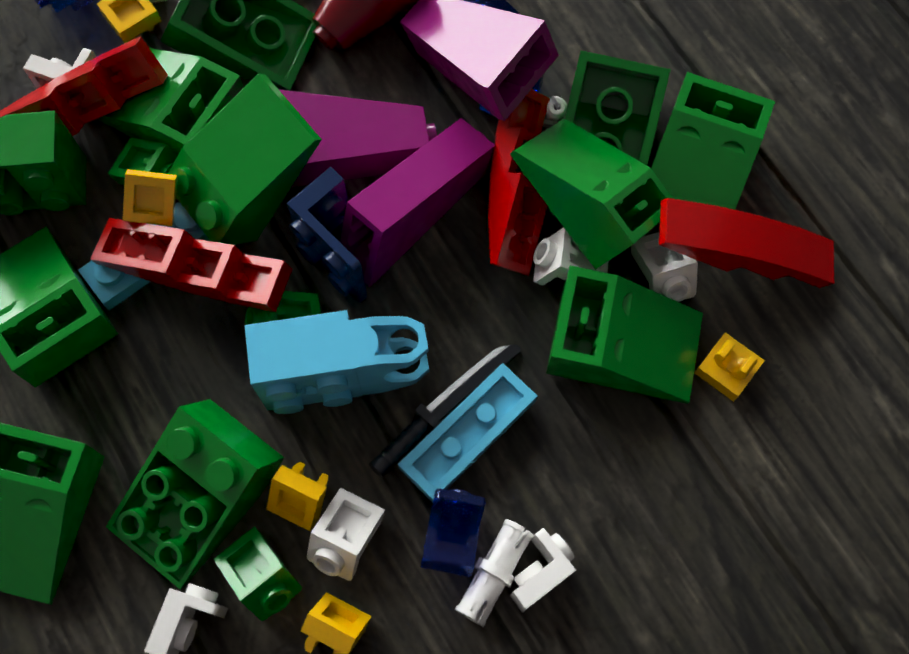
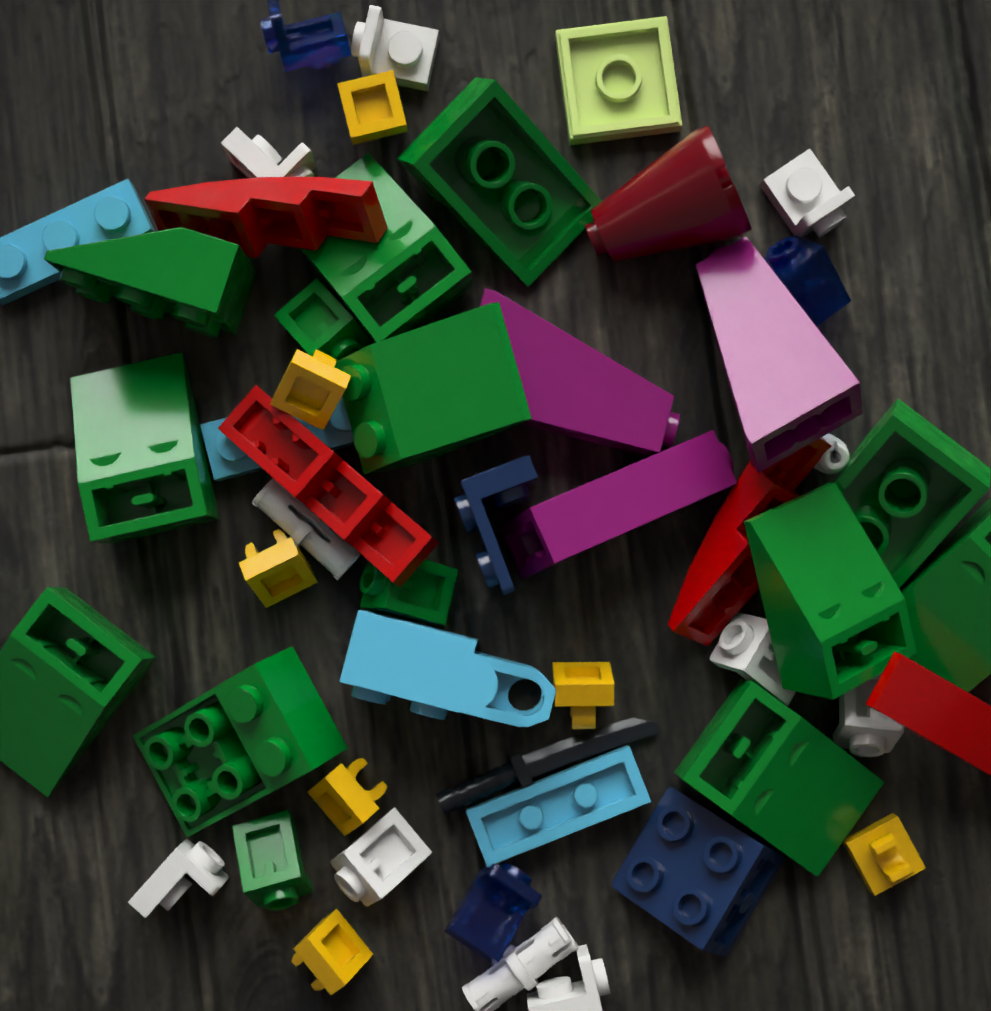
camera: 25 degrees right, 15 degrees up
(177, 348) = (277, 570): none -> yellow tile
(188, 310) = (306, 528): none -> white pin
(449, 338) = (583, 688): none -> yellow tile
(599, 435) = (697, 873): none -> dark blue bracket

